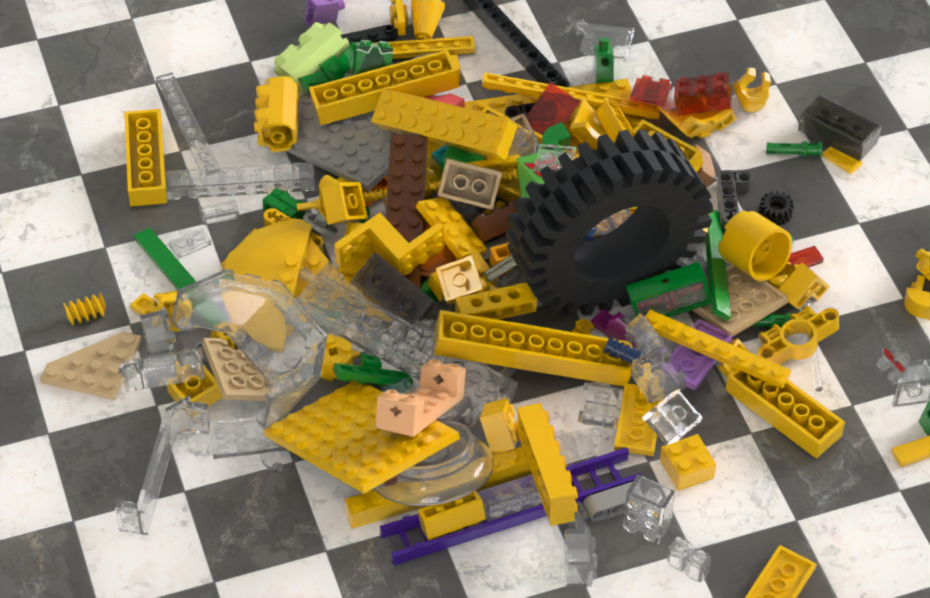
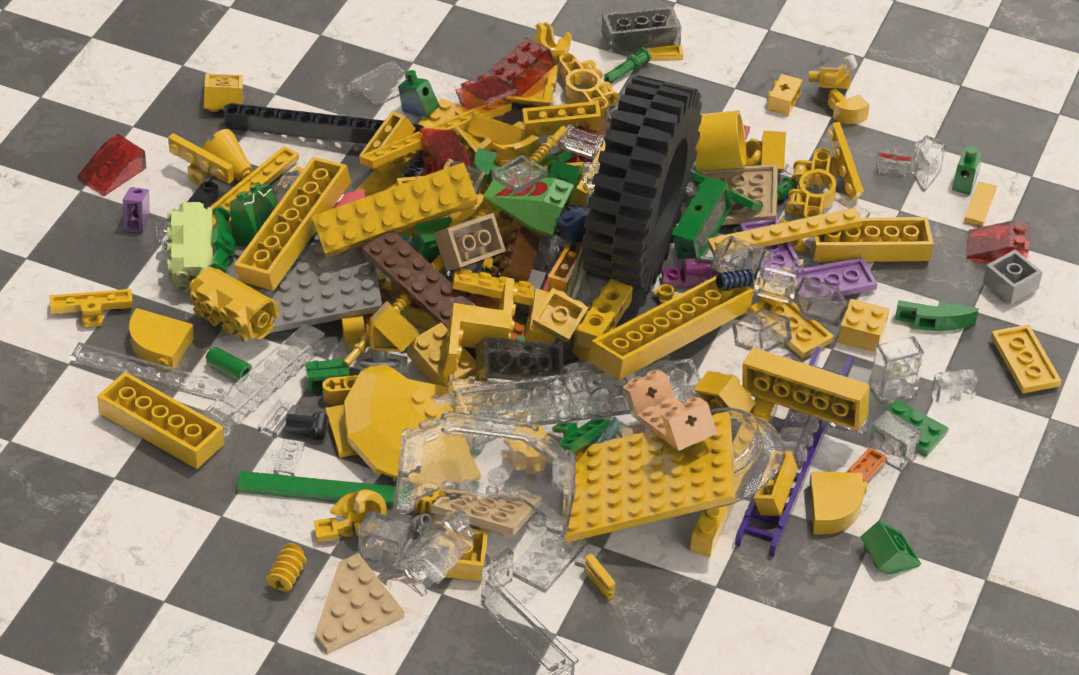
camera: 50 degrees left, 5 degrees down
(213, 52) = (91, 304): none -> yellow plate
(220, 106) = (159, 337): none -> yellow brick
(229, 232) = (314, 425): none -> black piece
(236, 151) = (227, 363): none -> green brick
(256, 477) = (599, 576): none -> yellow tile
(482, 564) = (835, 500): none -> yellow brick
(537, 71) = (393, 128): none -> yellow brick
(542, 560) = (868, 464): none -> orange plate
(618, 562) = (931, 432): none -> green plate
(723, 415) = (849, 275): none -> medium lavender plate
(749, 129) = (581, 73): none -> yellow piece
(756, 503) = (940, 318): none -> green slope
(845, 333) = (842, 162): none -> yellow plate
(854, 519) = (1012, 277): none -> light grey brick
(884, 254) = (784, 94): none -> yellow brick
(890, 489) = (997, 240): none -> clear red slope

